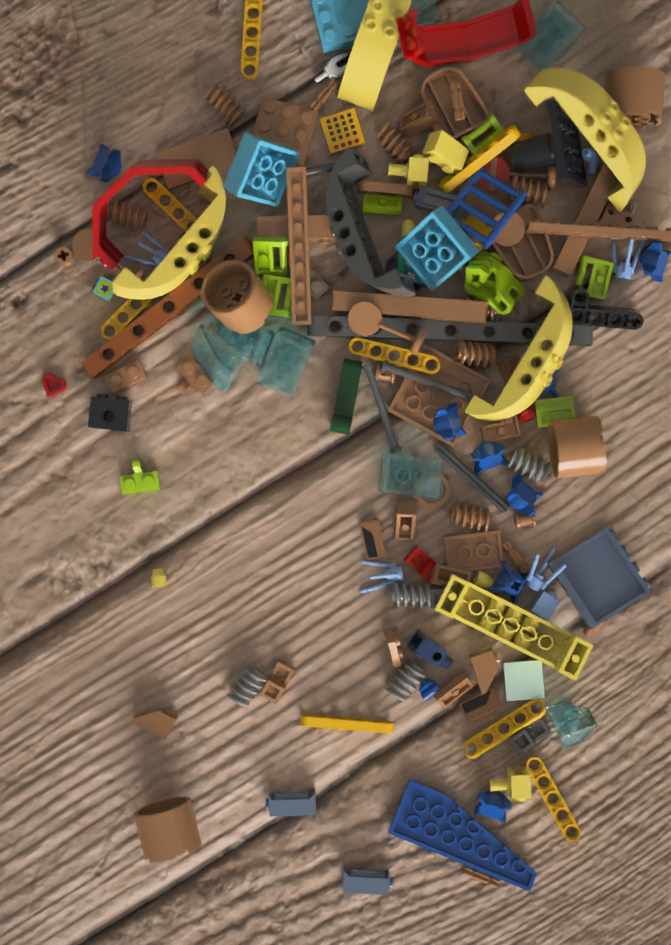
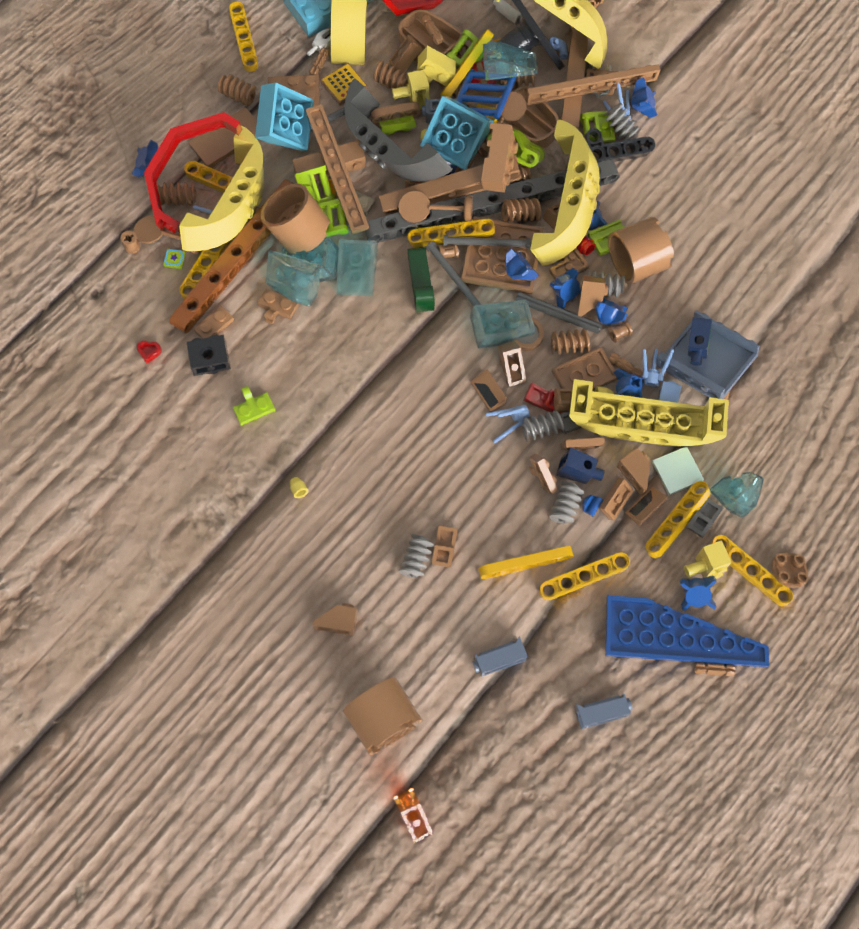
camera: 20 degrees left, 20 degrees down
(169, 913) = (413, 815): none -> clear orange slope
(405, 757) = (577, 583): none -> yellow beam
(441, 629) = (582, 443): none -> medium nougat tile
(466, 307) = (499, 158): none -> medium nougat wedge
(509, 476) = (591, 293): none -> medium nougat slope
(522, 179) = (507, 61): none -> clear light blue slope
(587, 810) = (790, 569): none -> medium nougat dish
(599, 557) = (699, 340): none -> dark blue torso
(618, 285) = (621, 121): none -> light grey piece

